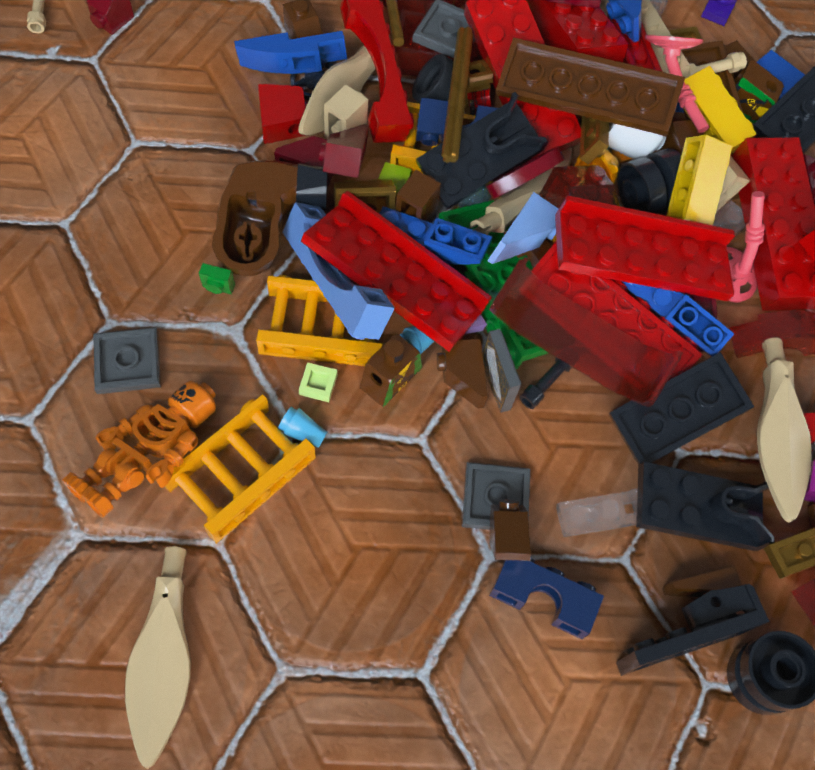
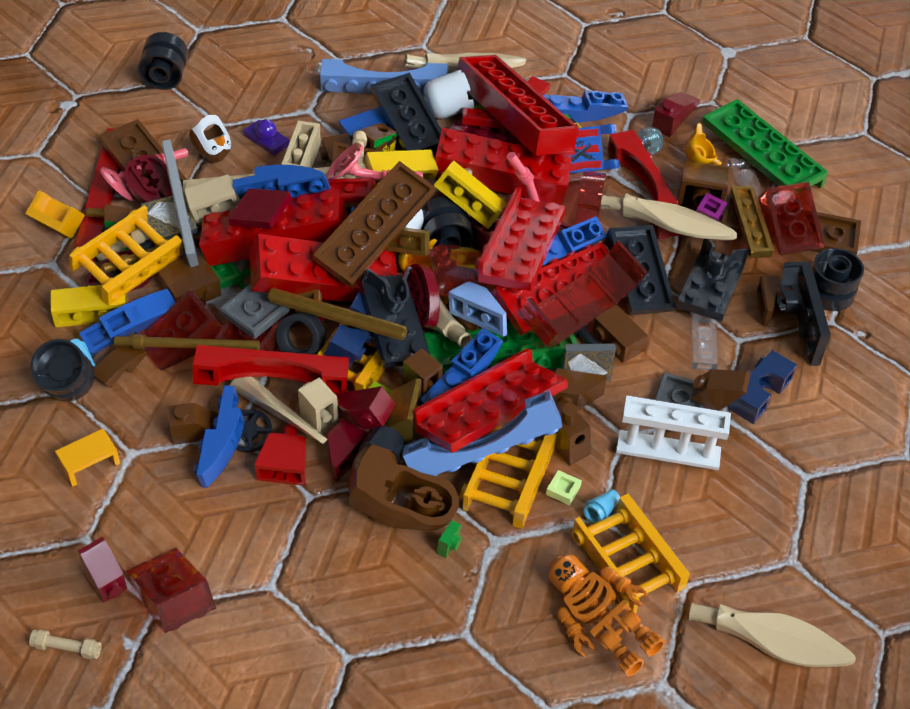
camera: 70 degrees left, 15 degrees down
(105, 60) = (172, 589): none -> clear red slope
(126, 360) = (508, 624): dark grey tile -> none
(412, 480) = (675, 418): none -> white fence
(569, 406) = (619, 329): none -> reddish brown brick
(701, 19) = (303, 145): none -> tan brick

